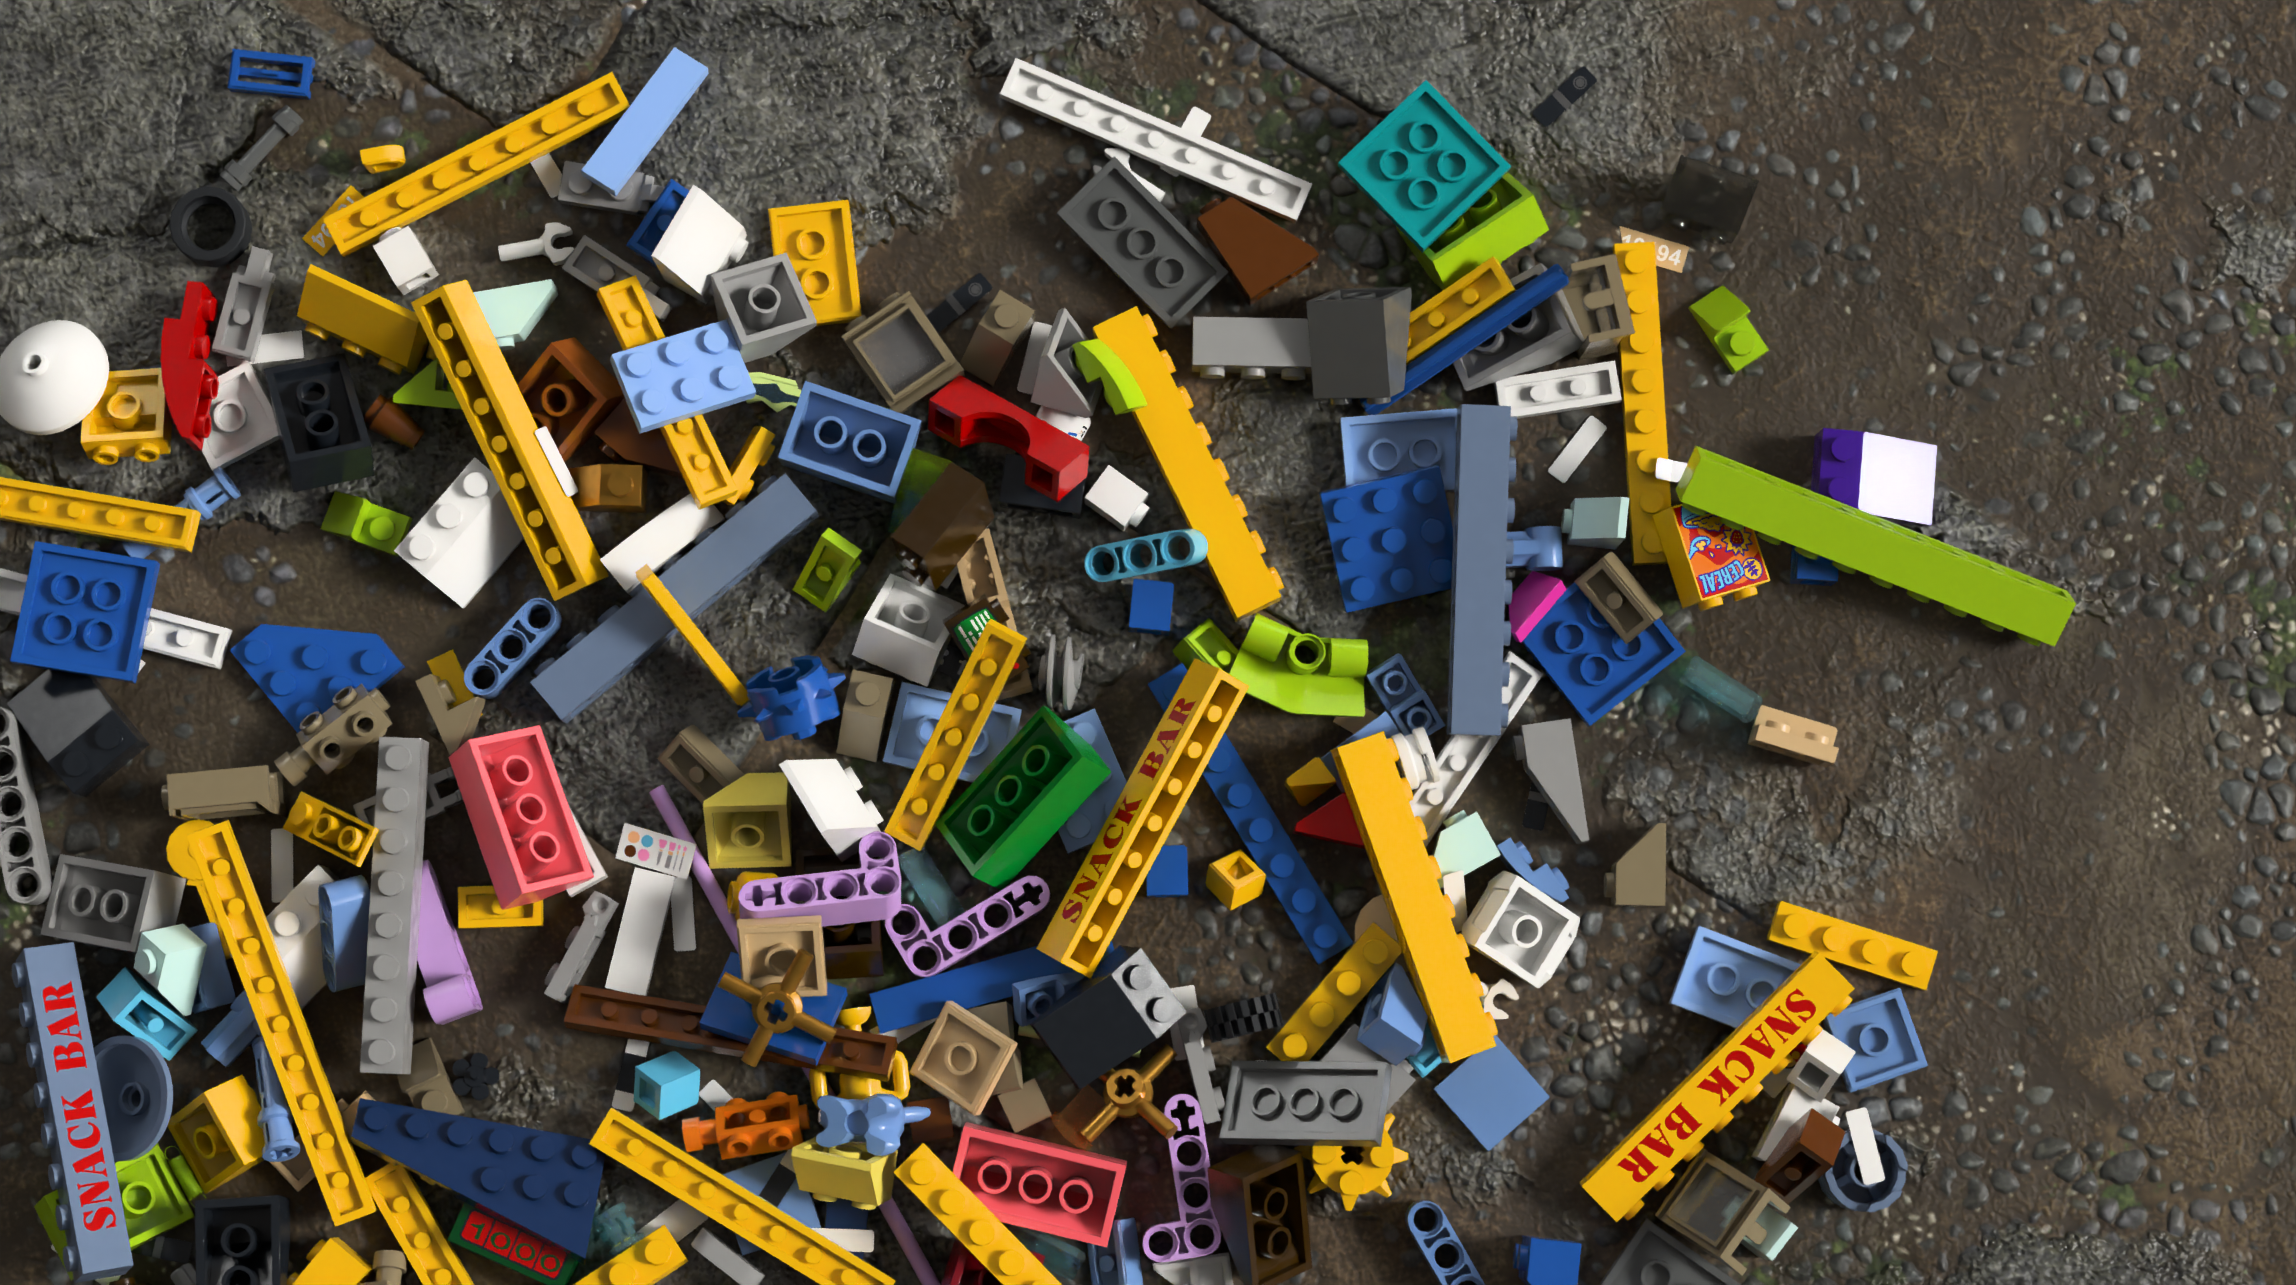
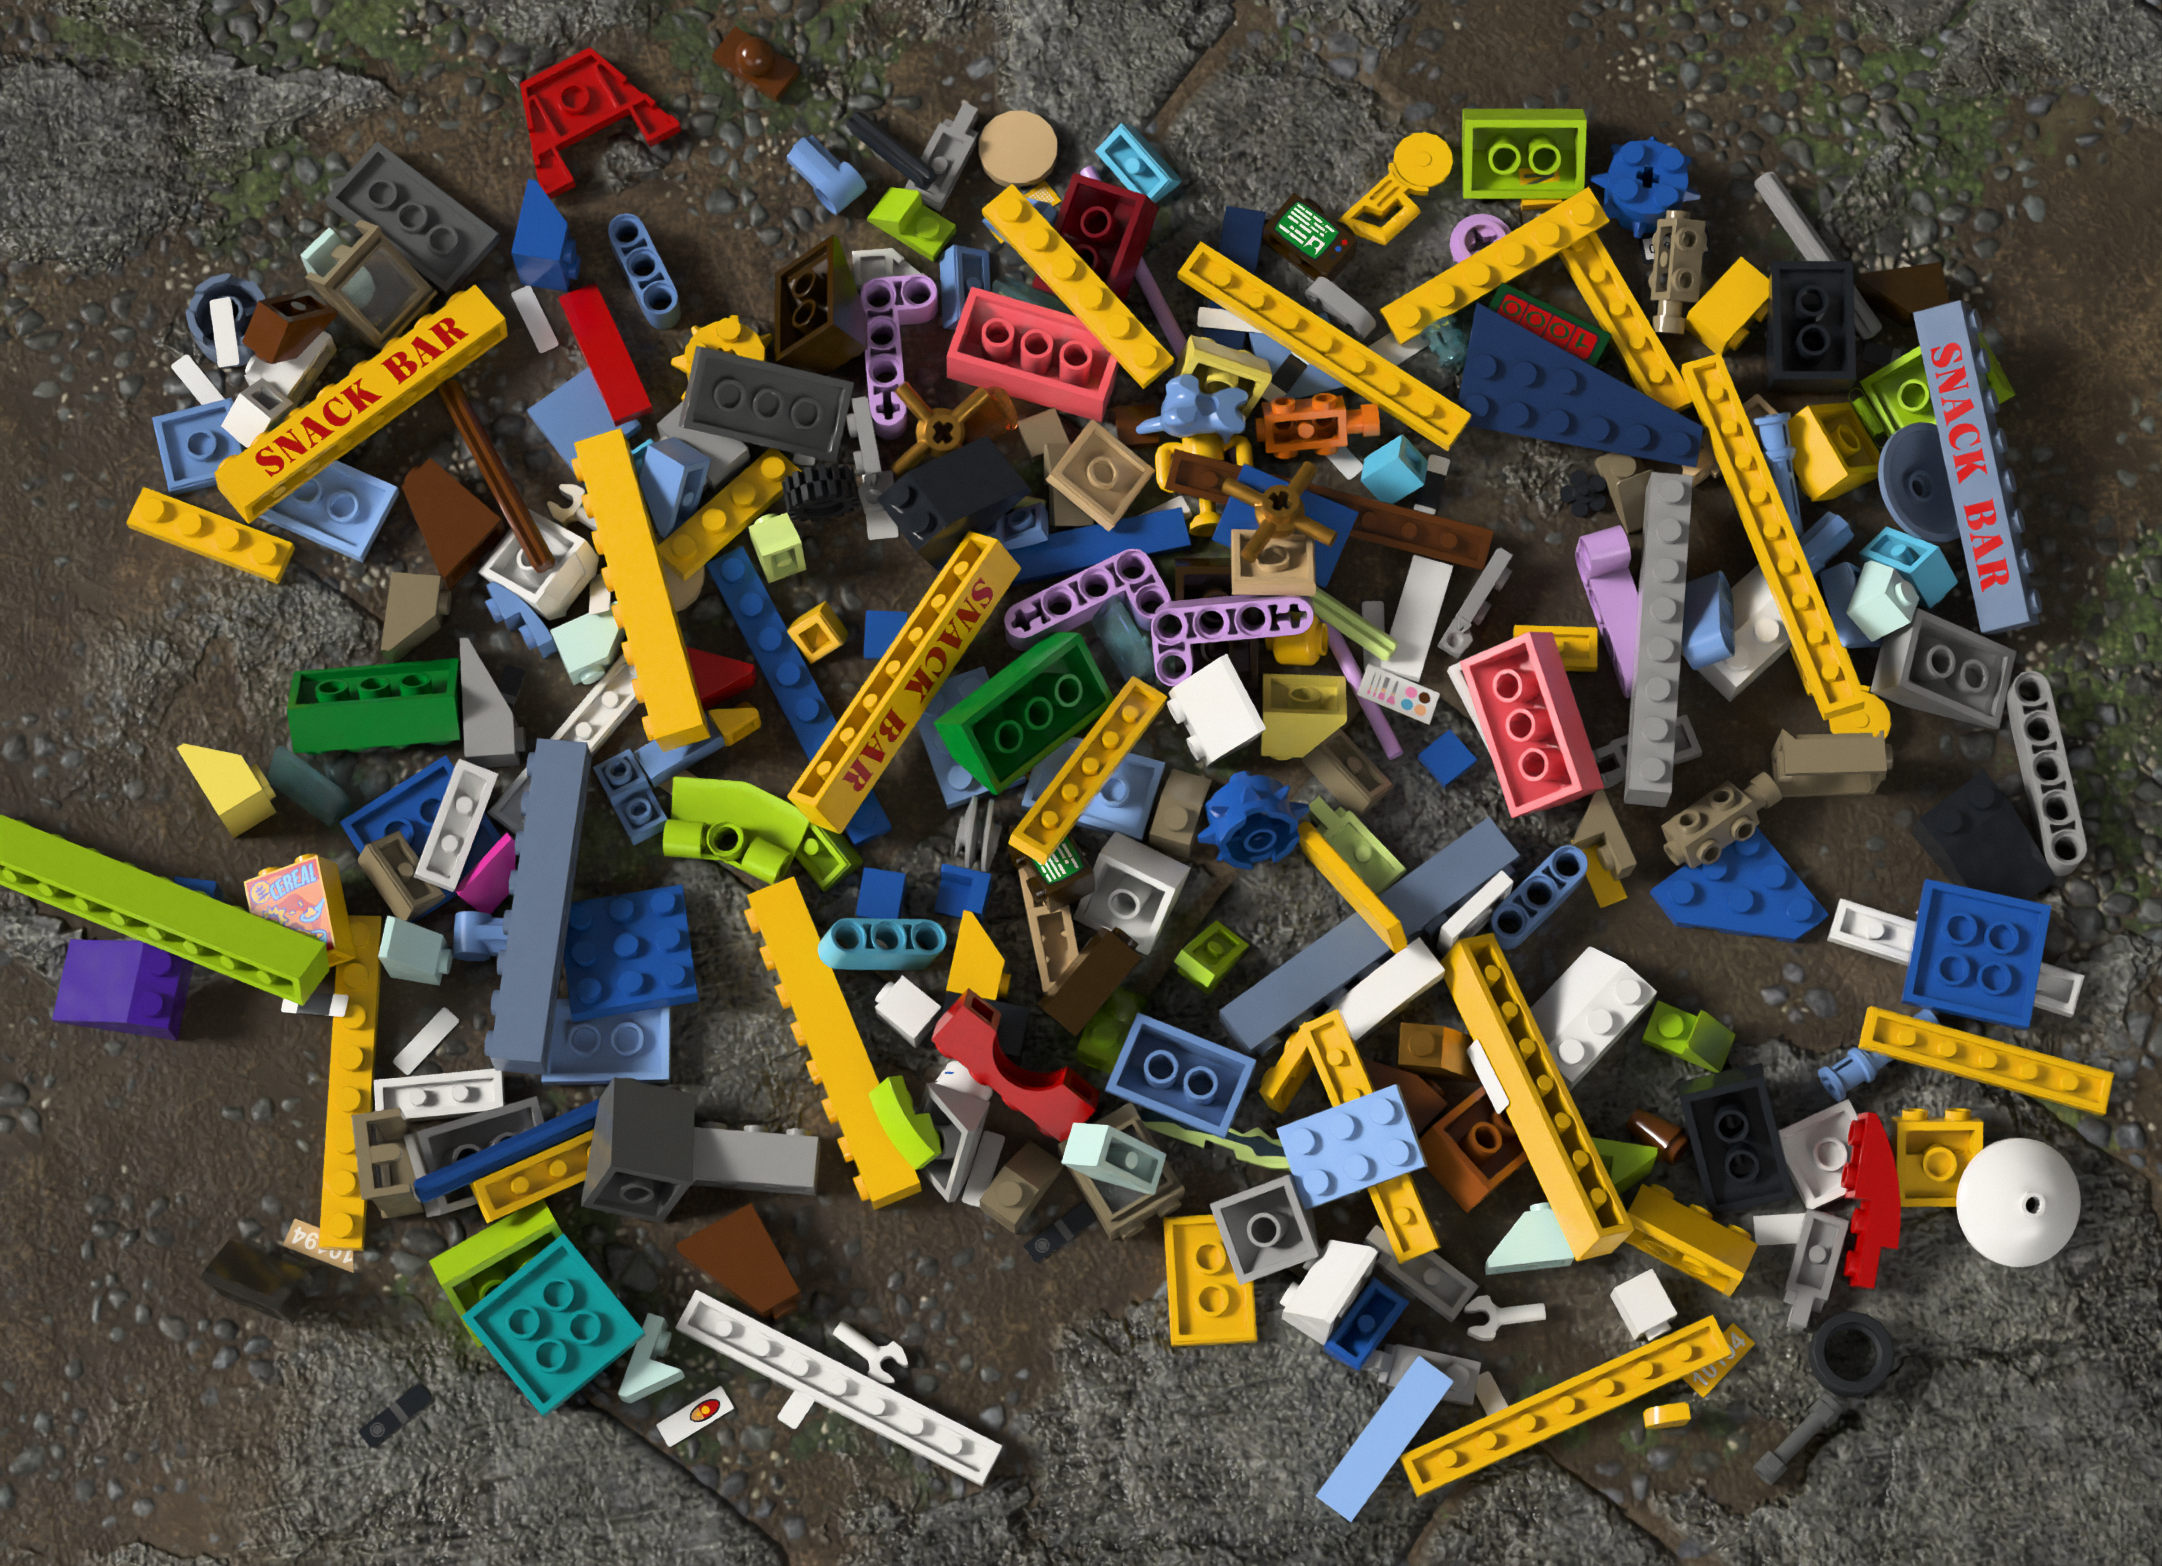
camera: 170 degrees left, 10 degrees down
(281, 864) = (1774, 704): white sticker -> none
(304, 78) = (1751, 1516): blue tile -> none
(330, 828) = (1719, 716): yellow slope -> none
(572, 618) = (1475, 912): none -> white tile
(605, 787) = (1447, 759): none -> blue tile
(692, 688) = (1357, 846): none -> yellowish green hinge
(699, 912) = (1353, 625): none -> yellowish green axle
(909, 352) = (1113, 1157): none -> light aqua slope
(1053, 545) = (977, 963): none -> yellow slope
(1072, 619) = (961, 891): none -> blue panel
(1142, 243) = (861, 1274): dark grey plate -> none
(1284, 963) = (777, 546): none -> yellowish green slope
(1287, 112) = (695, 1416): none -> white sticker
(1333, 141) = (643, 1372): none -> light aqua slope
(1410, 757) = (625, 726): white wheel -> none
(1476, 1161) = (605, 354): none -> red slope
(1553, 1202) = (534, 319): none -> white sticker
(1571, 647) = (455, 825): none -> white plate
(1571, 1016) = (497, 476): none -> reddish brown axle
(1615, 971) = (451, 521): none -> reddish brown slope
(1665, 774) = (375, 706): none -> green slope
(1728, 328) = (252, 1153): lime slope -> none
(1794, 736) = (240, 730): tan bracket -> none
(1798, 674) = (234, 789): none -> light yellow slope
(1887, 1111) = (196, 380): none -> white sticker

